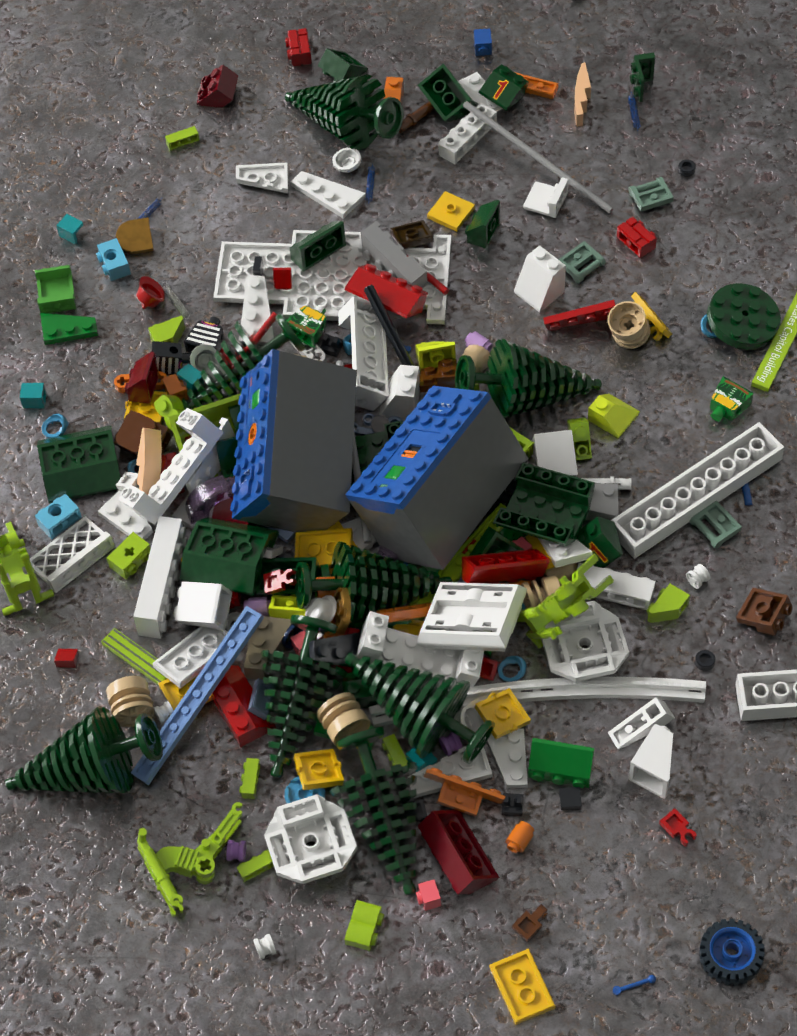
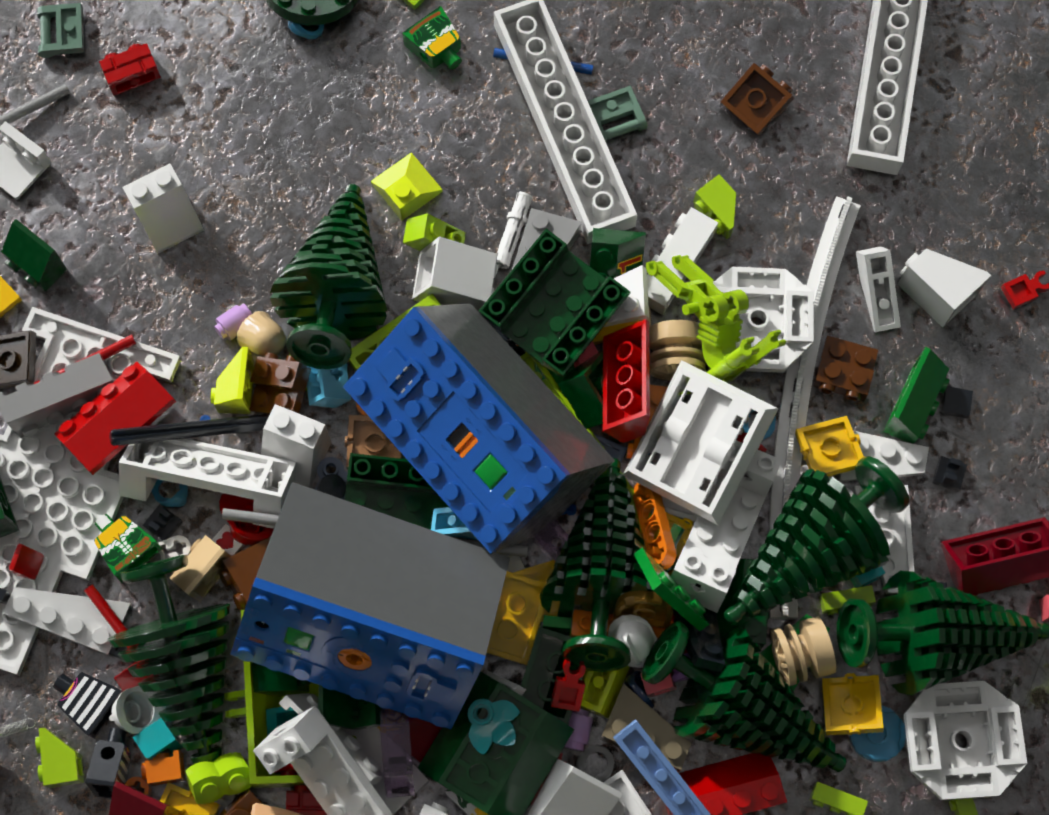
camera: 80 degrees left, 15 degrees up
(239, 538) = (494, 727): none -> teal plate
(258, 699) = (729, 760): sand blue tile -> none
(354, 612) = (670, 591): none -> green wing
(460, 794) = (932, 532): orange bracket -> none
(519, 837) = (1002, 476): orange brick -> none
(570, 717) = (845, 369): none -> reddish brown plate
(578, 257) = (135, 154): sand green plate -> none
(579, 316) = (249, 138): red wing -> none
(629, 325) = (281, 104): tan wheel -> none
(653, 318) = (267, 93): yellow plate -> none
(698, 576) = (686, 158): white wheel -> none
(705, 660) = (803, 189): black tile -> none

